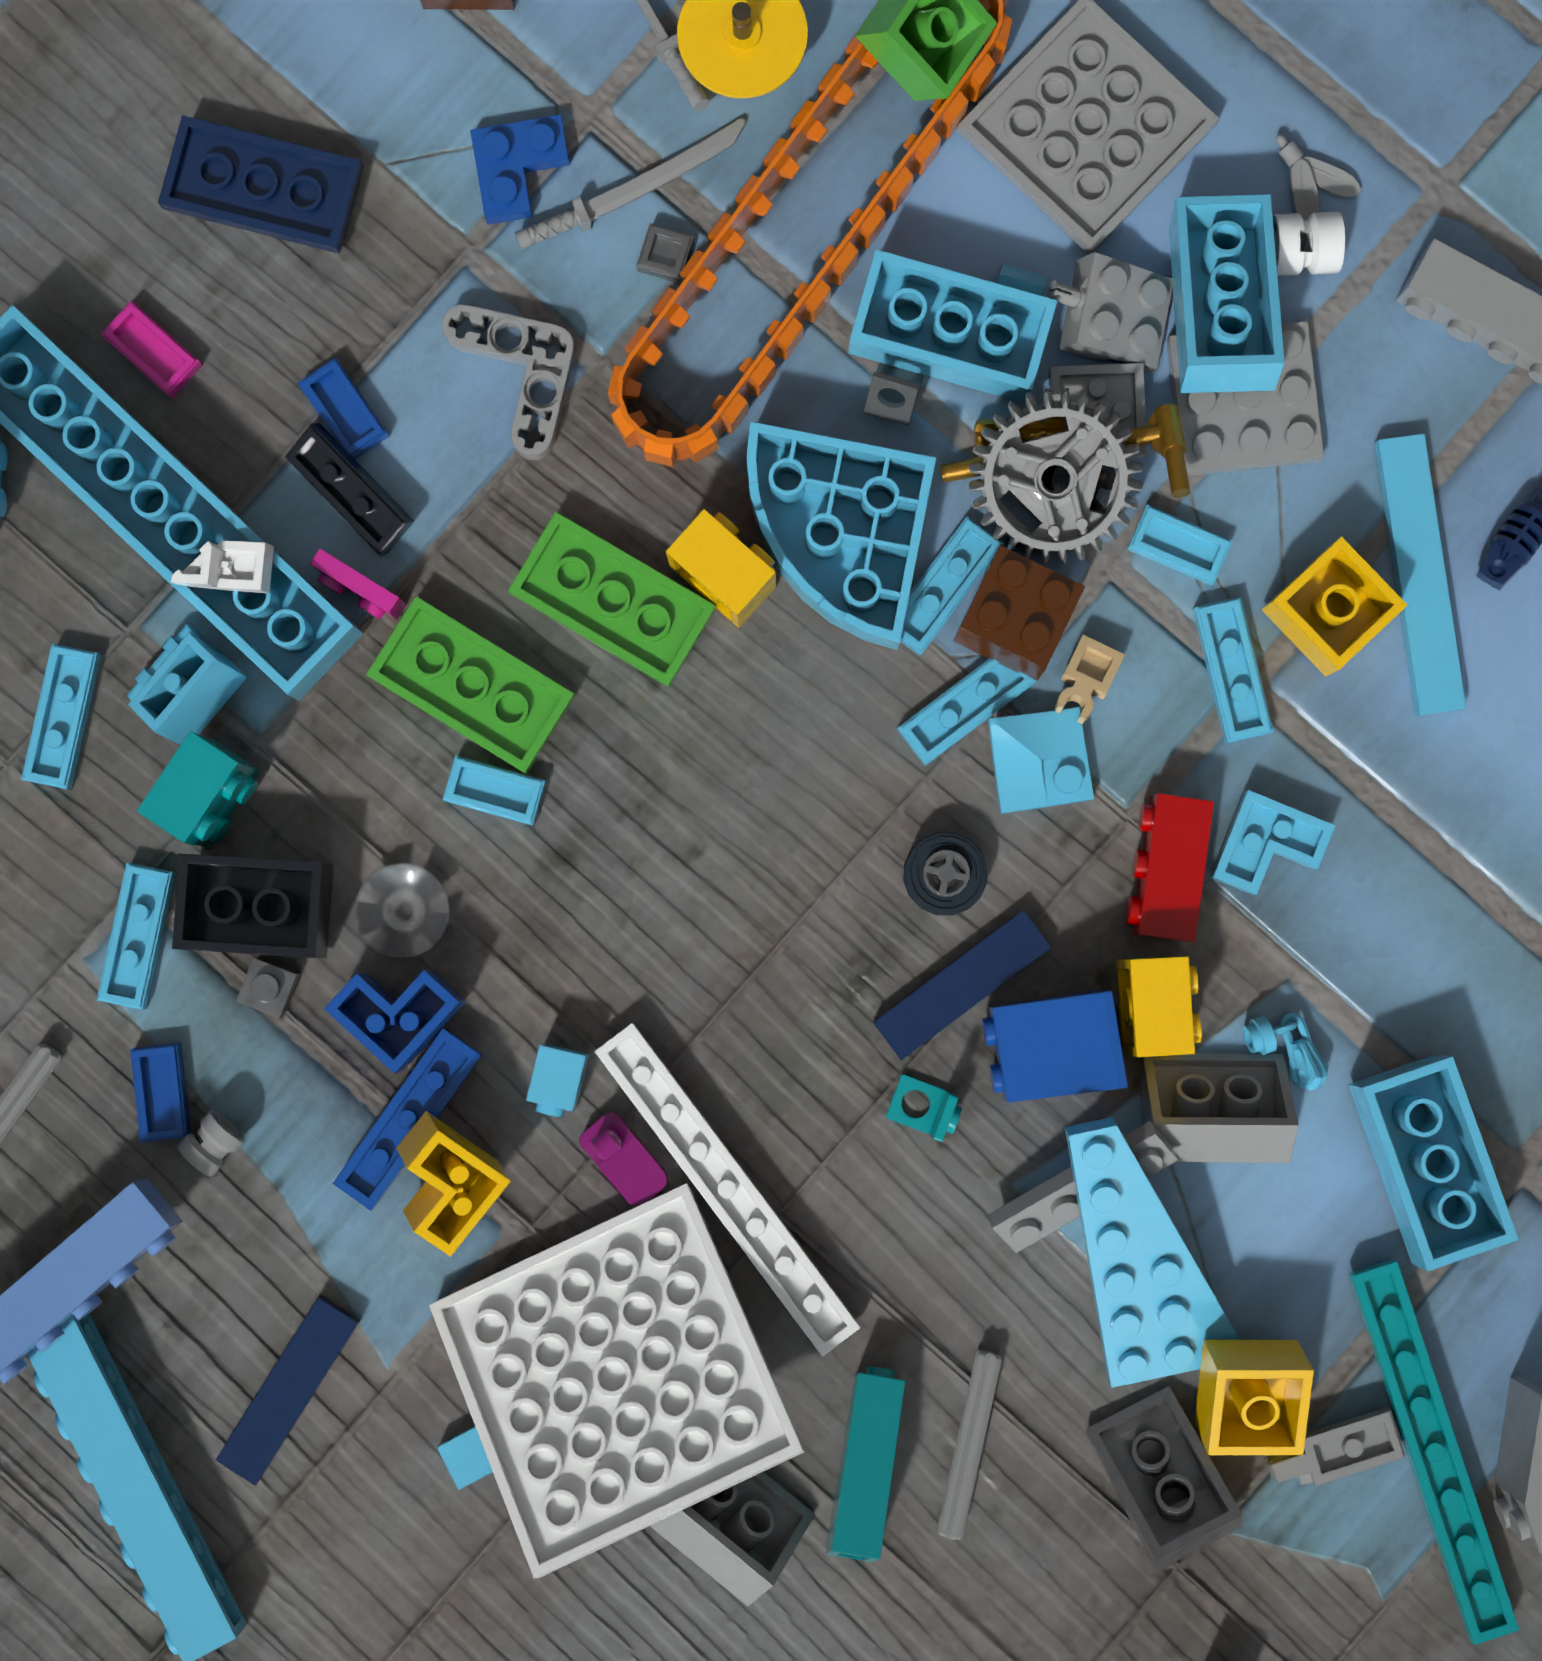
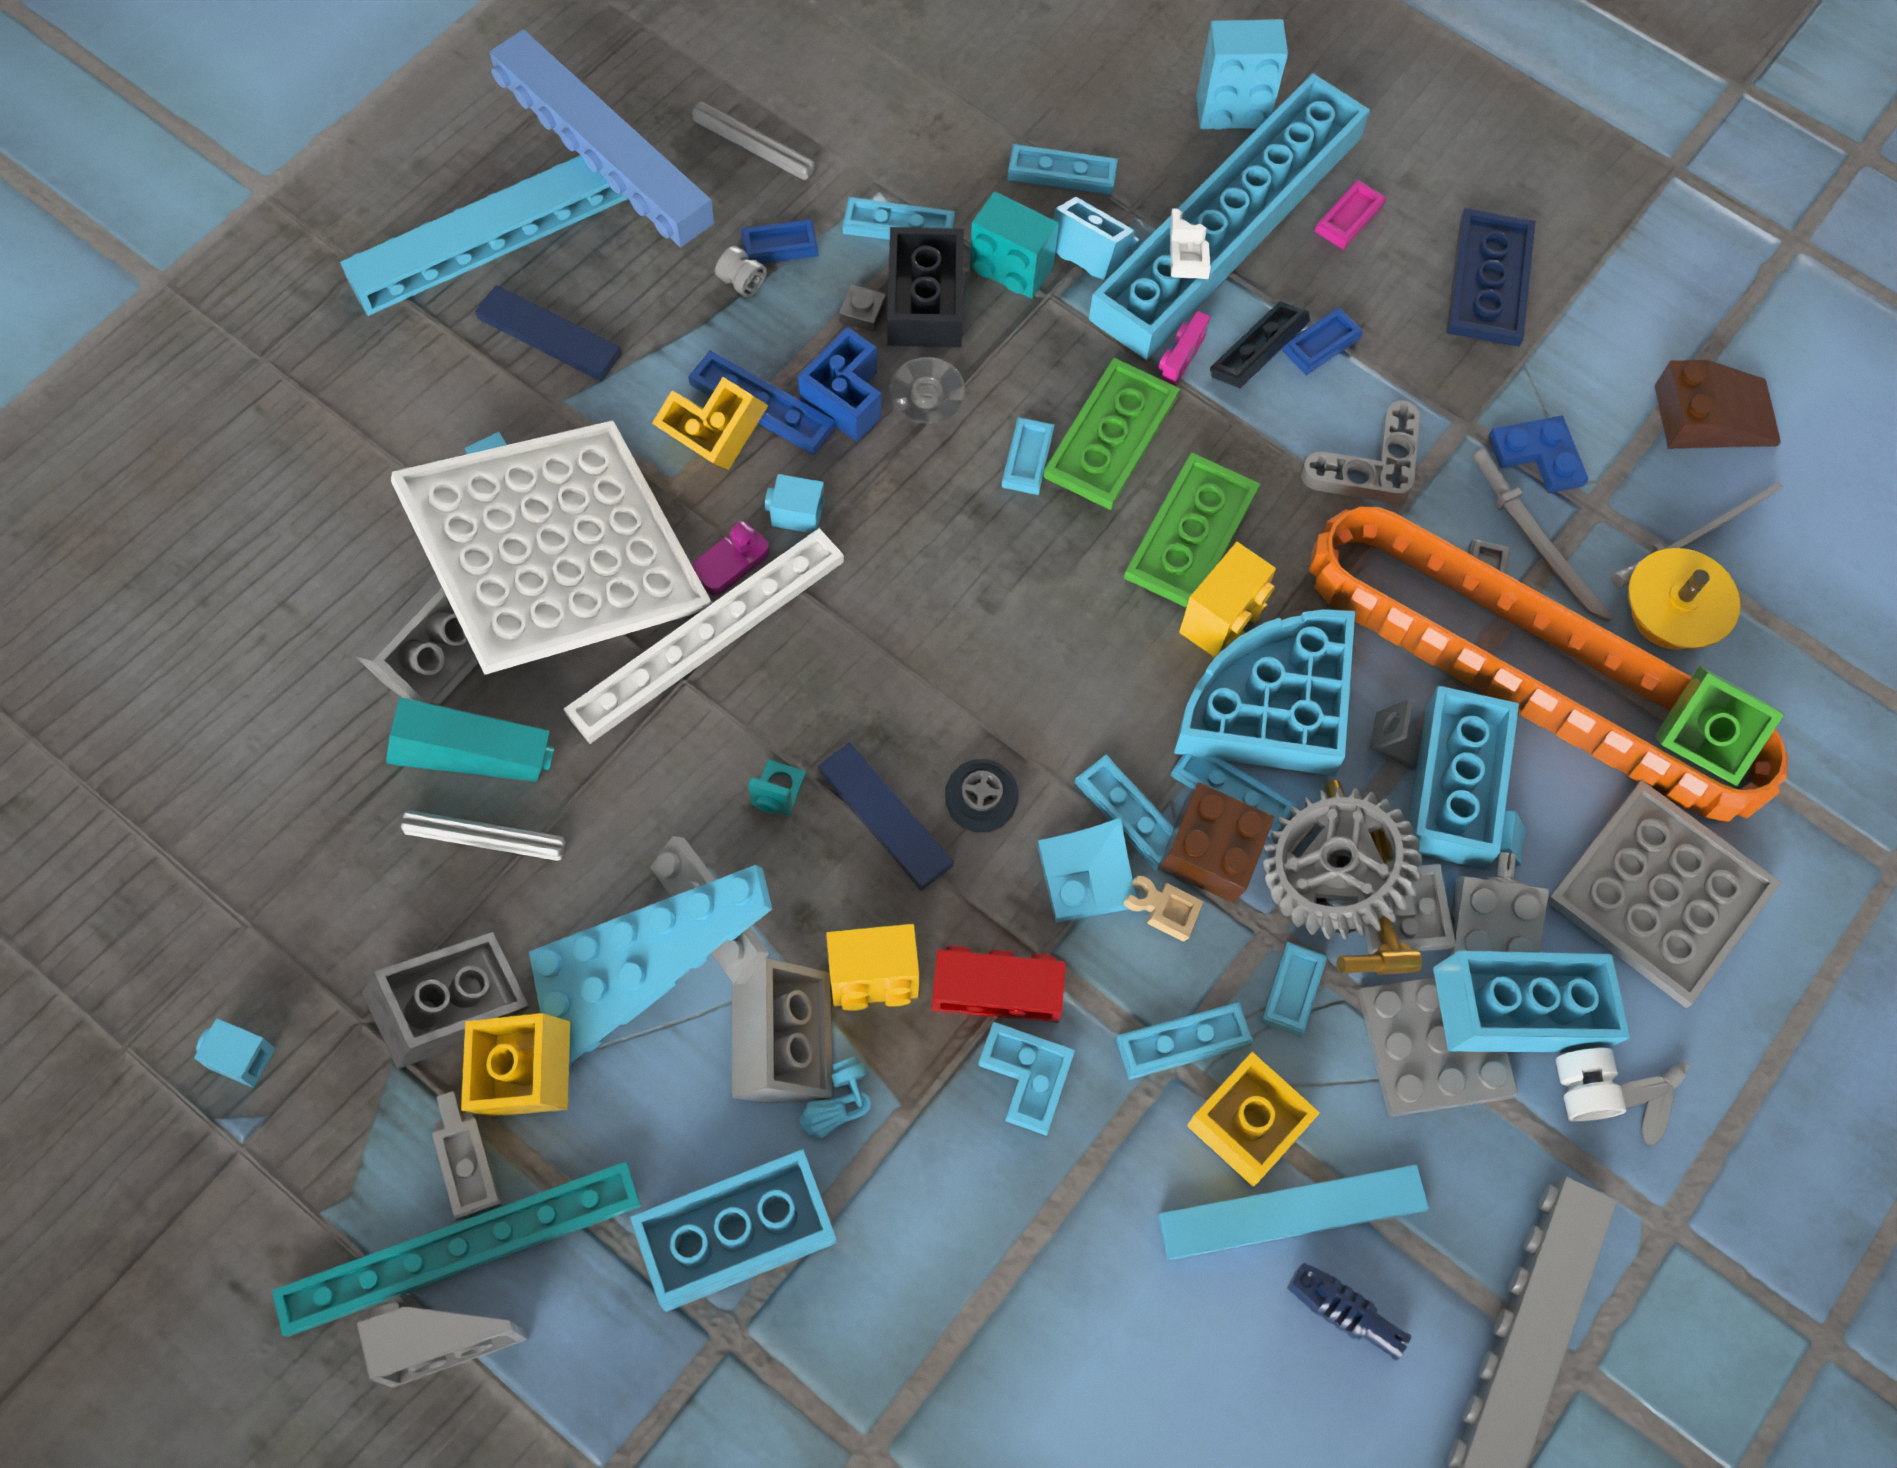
camera: 80 degrees right, 20 degrees down
(1055, 1046) = (833, 884): blue slope -> none

